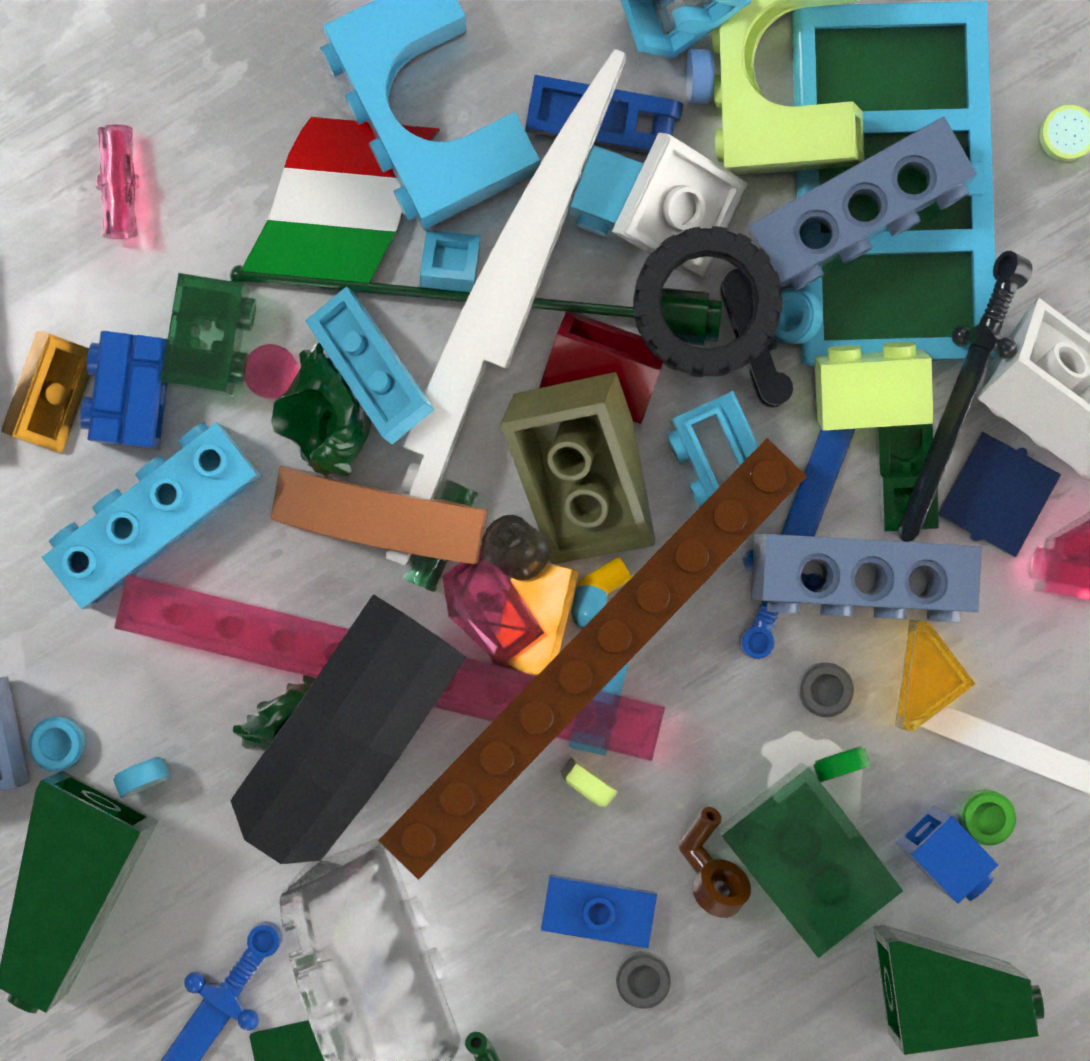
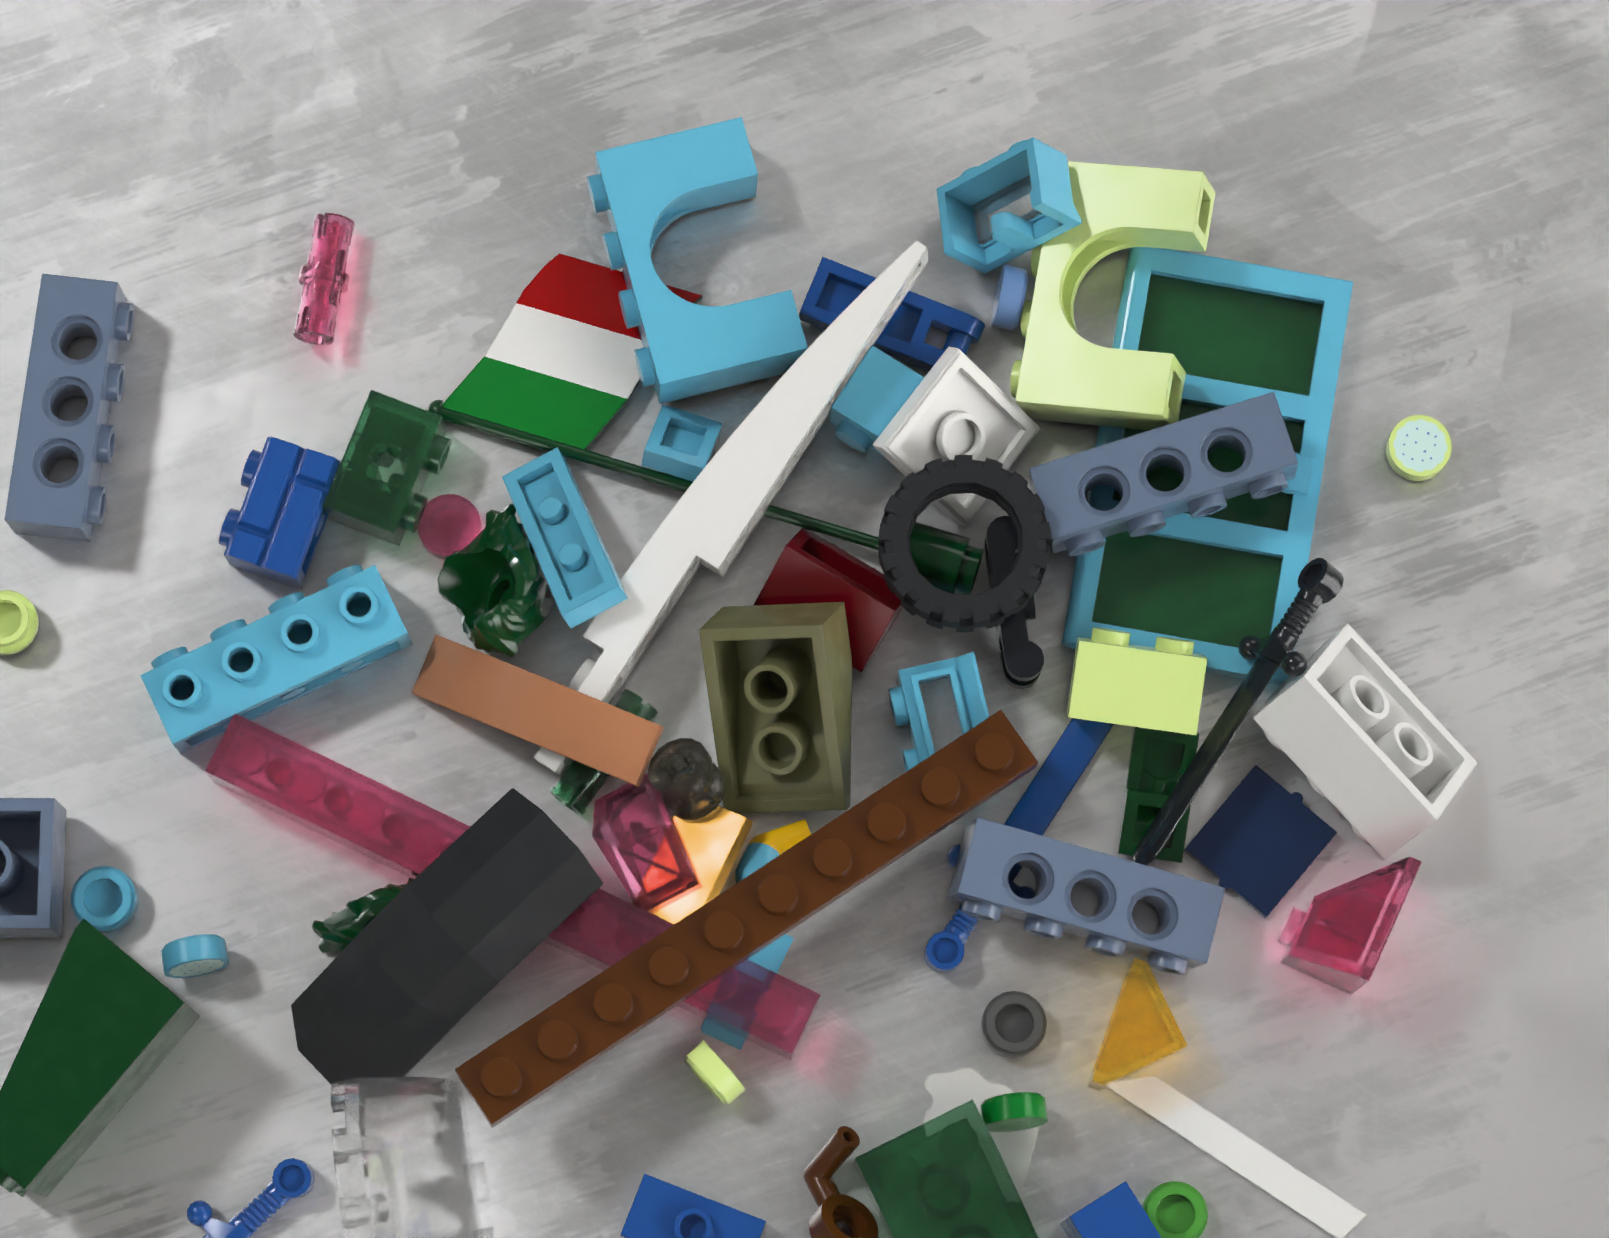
camera: 10 degrees right, 10 degrees down
(48, 392) = (189, 497): pearl gold slope -> none
(799, 317) = (1065, 588): medium azure tile -> none

